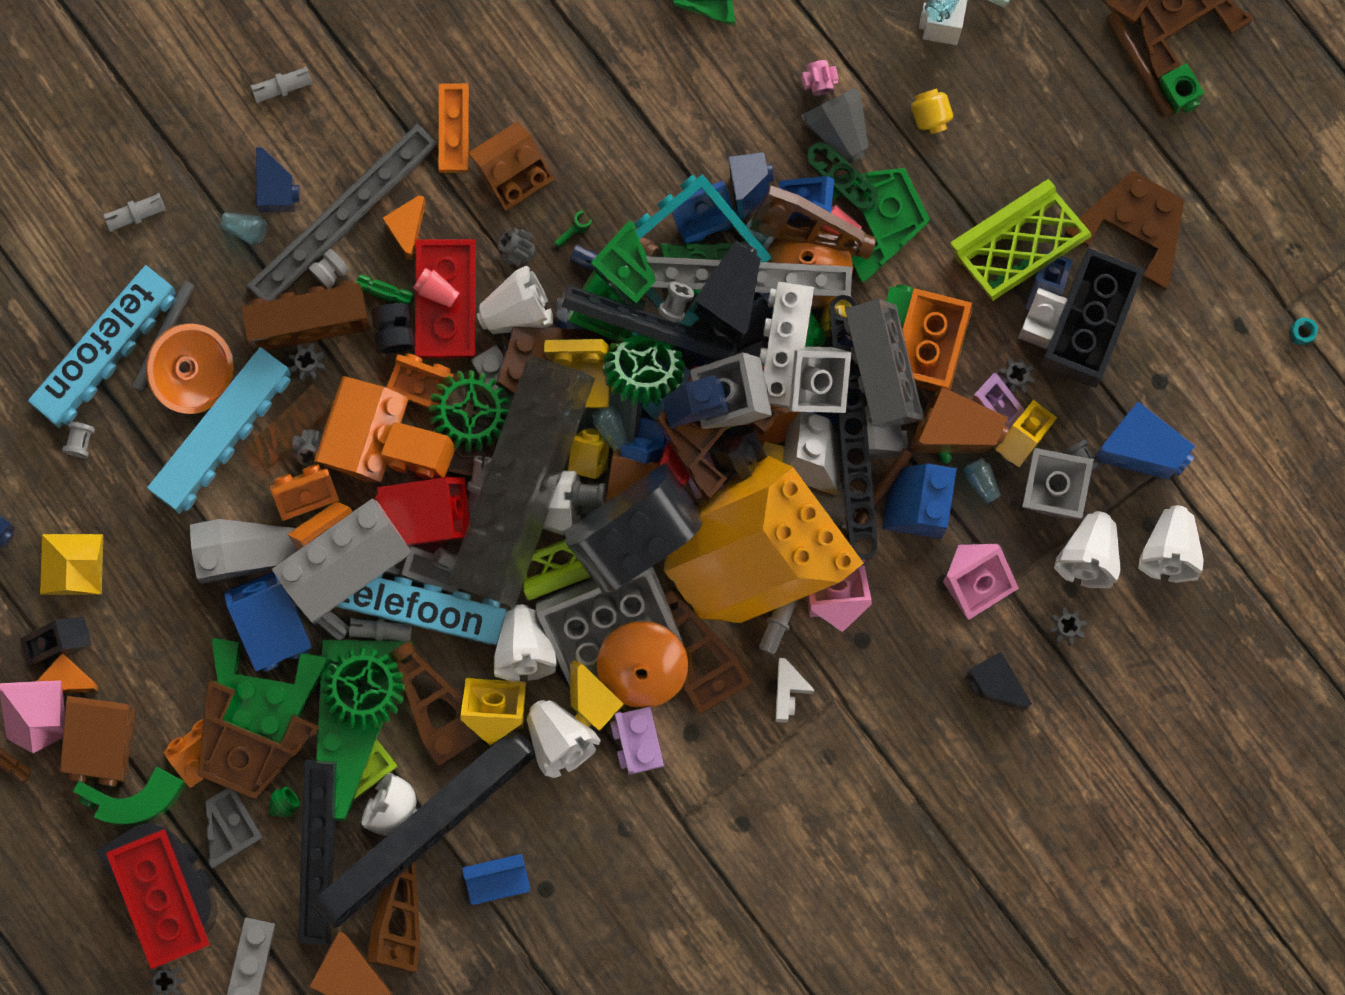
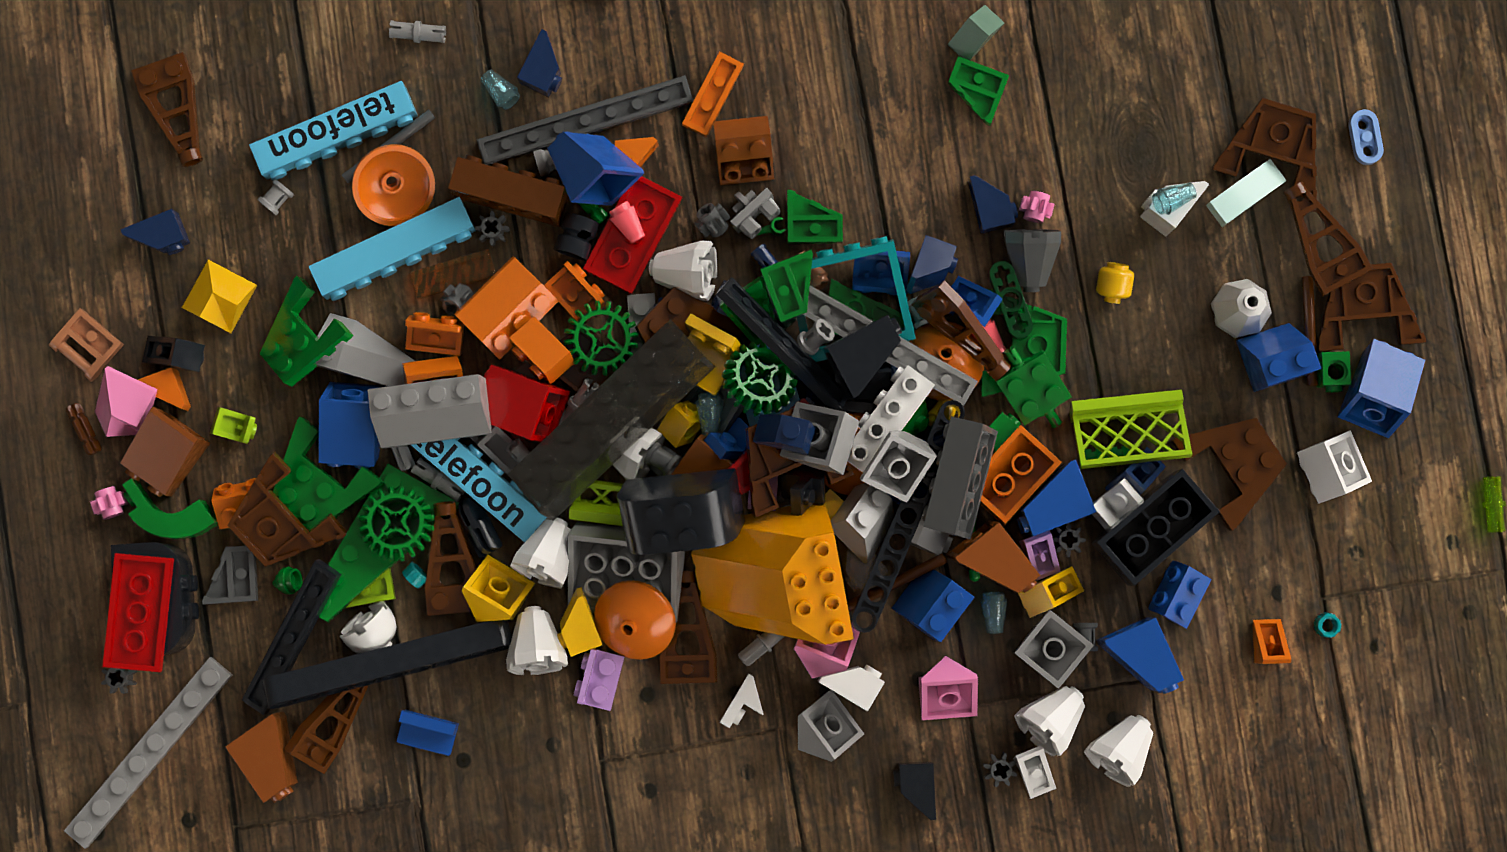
camera: 30 degrees right, 5 degrees up
(67, 817) = (108, 503): none -> bright pink gear
(152, 680) = (233, 425): none -> lime bracket
(170, 572) = (291, 345): none -> green wing
(377, 253) = (592, 168): none -> blue slope
(405, 733) = (415, 575): none -> teal axle
(443, 655) = (478, 527): none -> black arm
(556, 207) = (763, 203): none -> light grey hips
(612, 200) = (812, 222): none -> green wing
(776, 99) = (991, 206): none -> dark blue slope
(881, 673) = (827, 728): none -> light grey slope
(886, 616) = (855, 684): none -> white slope
(907, 248) = (1033, 387): none -> green plate
(988, 344) = (1056, 502): none -> blue slope
(1064, 75) = (1241, 308): none -> white cone
(1101, 610) = (1035, 771): none -> white slope
(1122, 103) = (1277, 356): none -> blue slope
(1149, 372) = (1179, 593): none -> blue bracket
(1230, 179) = (1334, 467): none -> white slope
(1236, 83) = (1382, 388): none -> slope
(1258, 375) = (1270, 642): none -> orange slope

